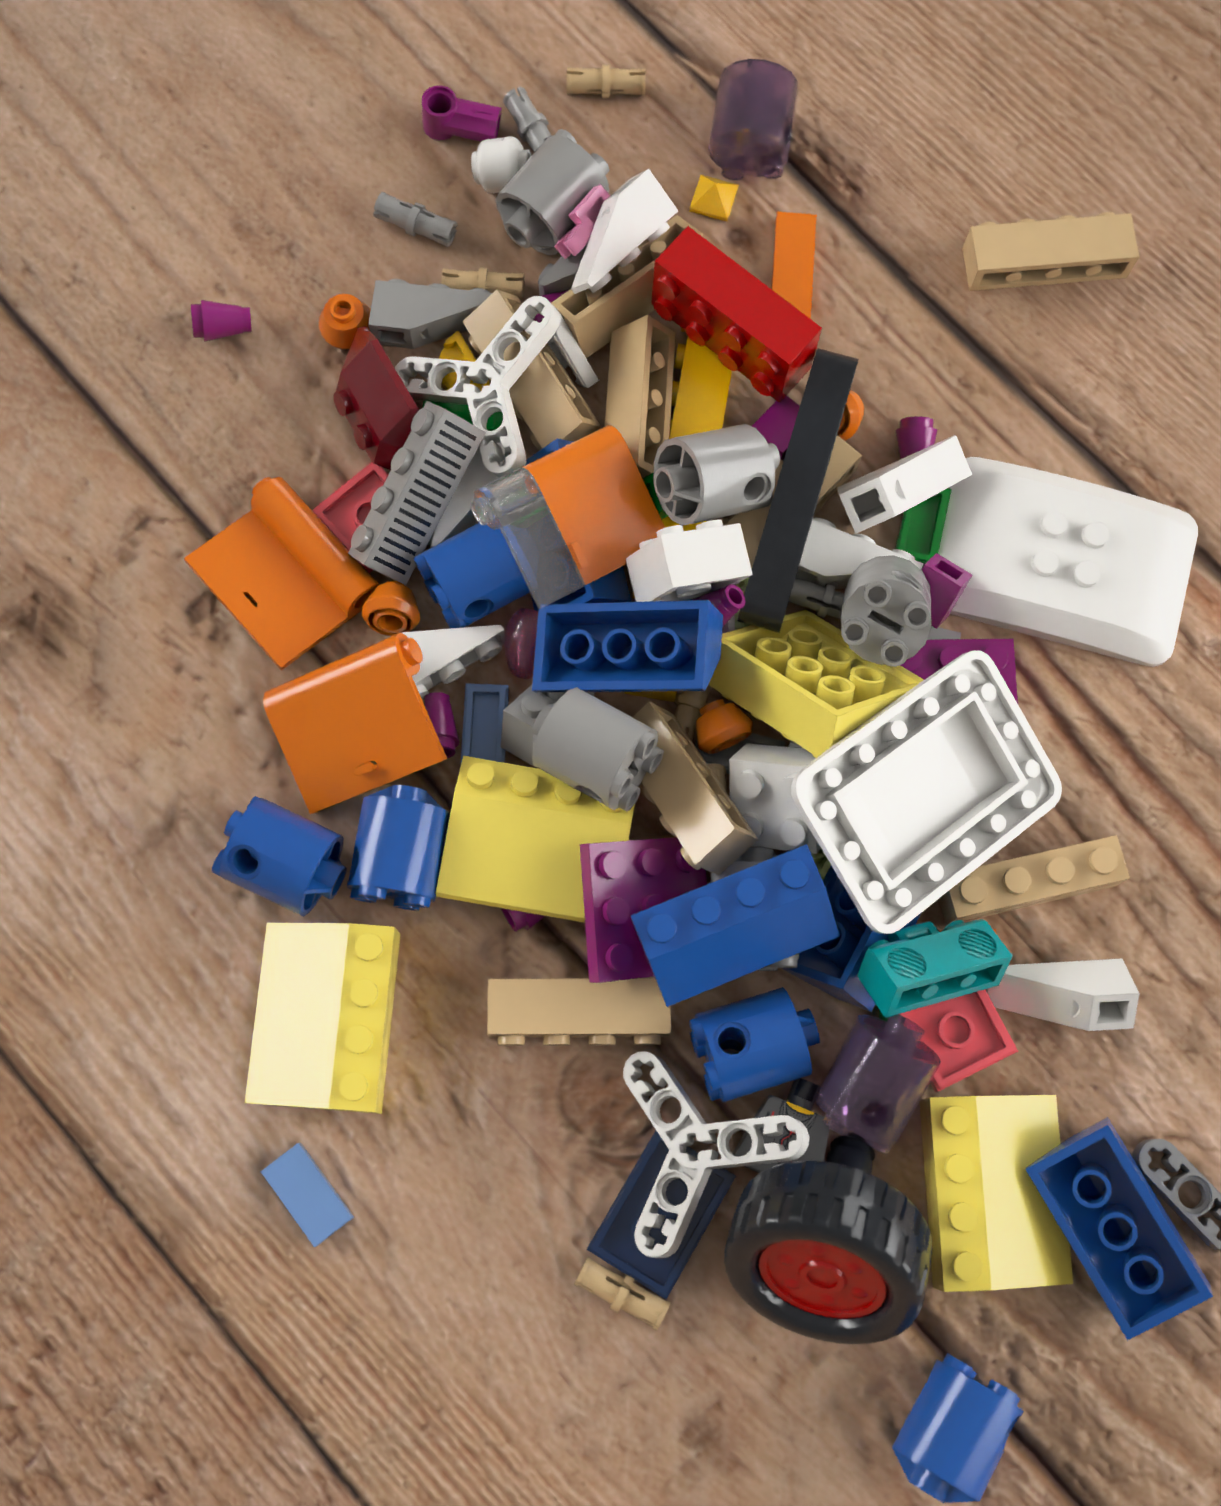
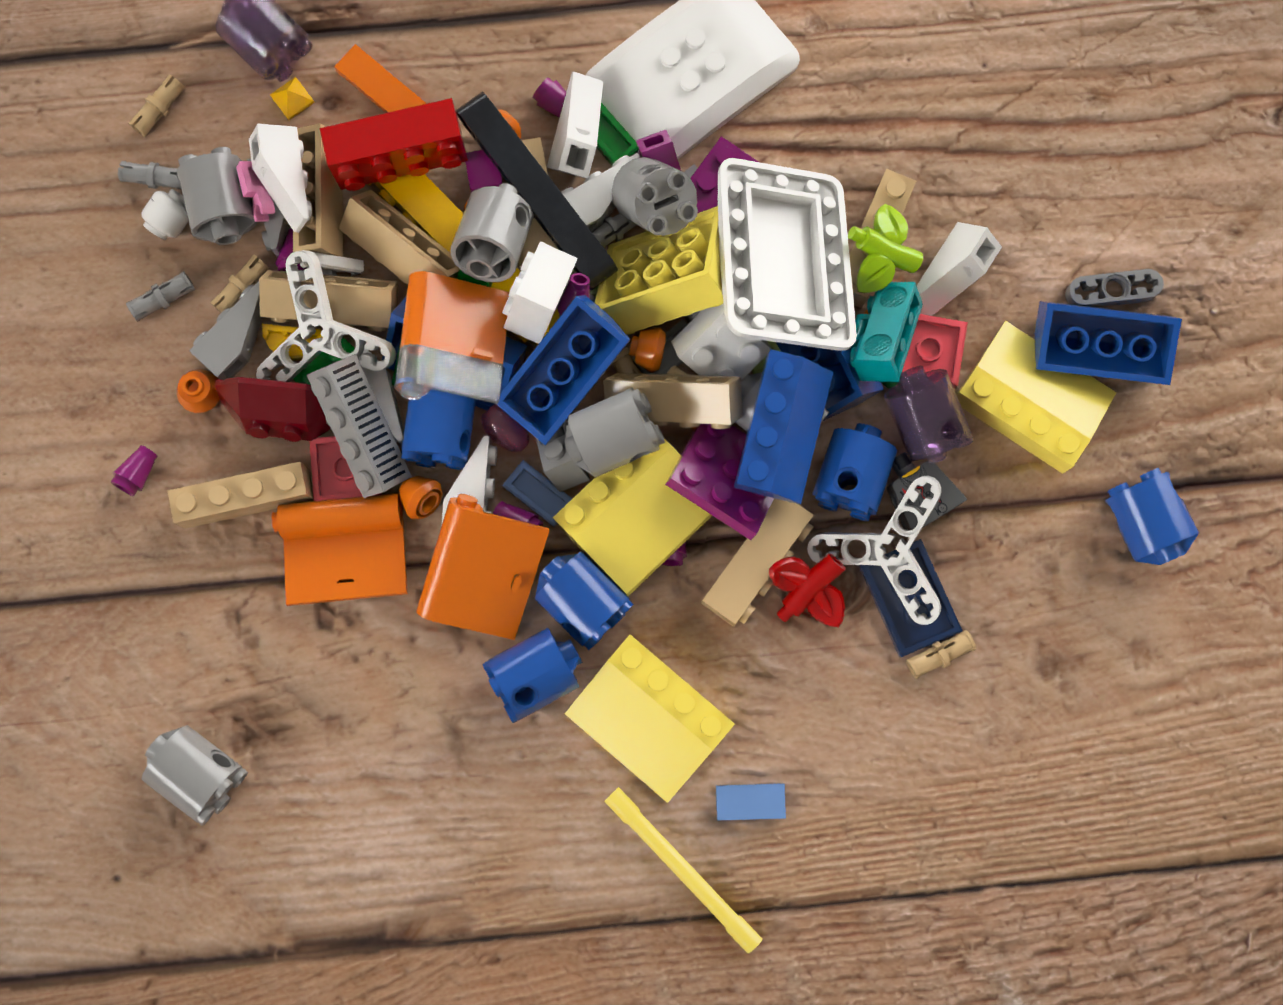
camera: 50 degrees left, 5 degrees up
(159, 1274) = (734, 924): none -> light yellow piece
(265, 434) = (240, 495): none -> tan brick
(458, 116) = (113, 214): magenta piece -> none
(588, 1090) = (810, 589): none -> red plant
(830, 1248) = (1005, 511): black wheel -> none
(1022, 896) = (884, 250): none -> lime plant

